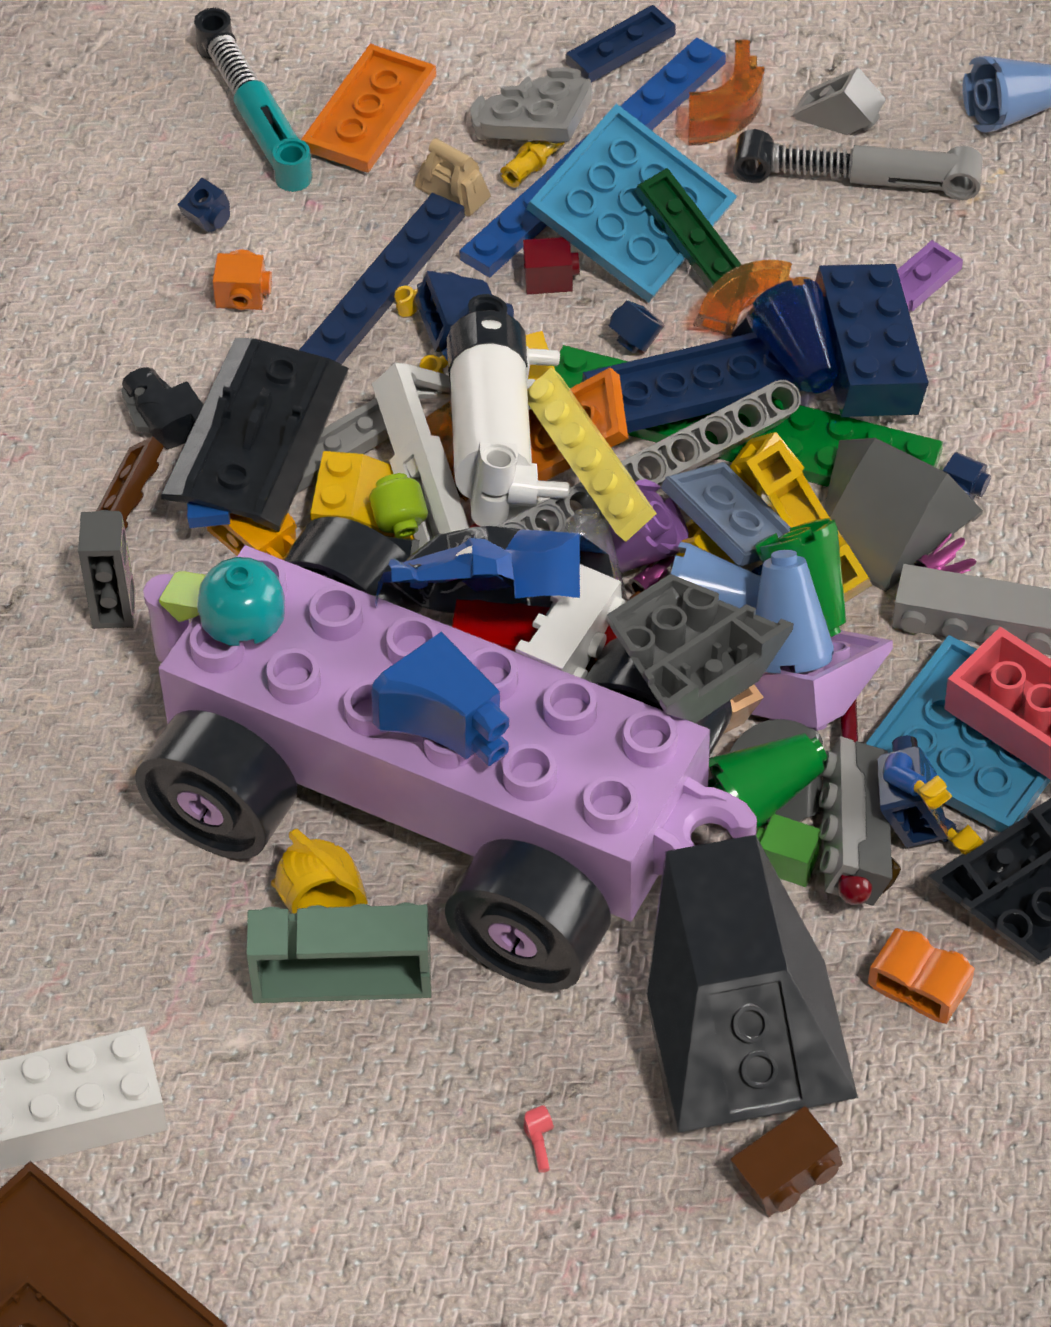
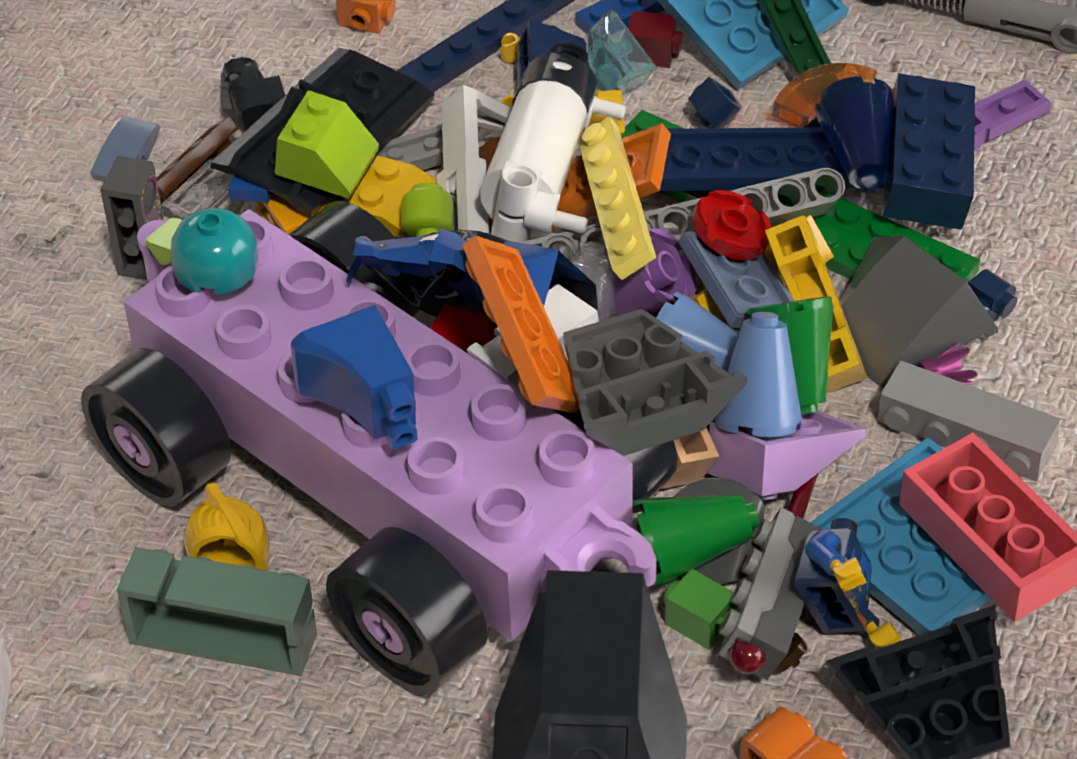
camera: 15 degrees right, 5 degrees down
(50, 493) = (128, 139): none -> sand blue slope
(151, 525) = (202, 190): none -> clear plate
(278, 456) = (325, 146): none -> lime slope
(524, 290) = (617, 56): none -> clear light blue slope
(582, 626) = (523, 323): none -> orange plate
(708, 460) = (731, 225): none -> red tile

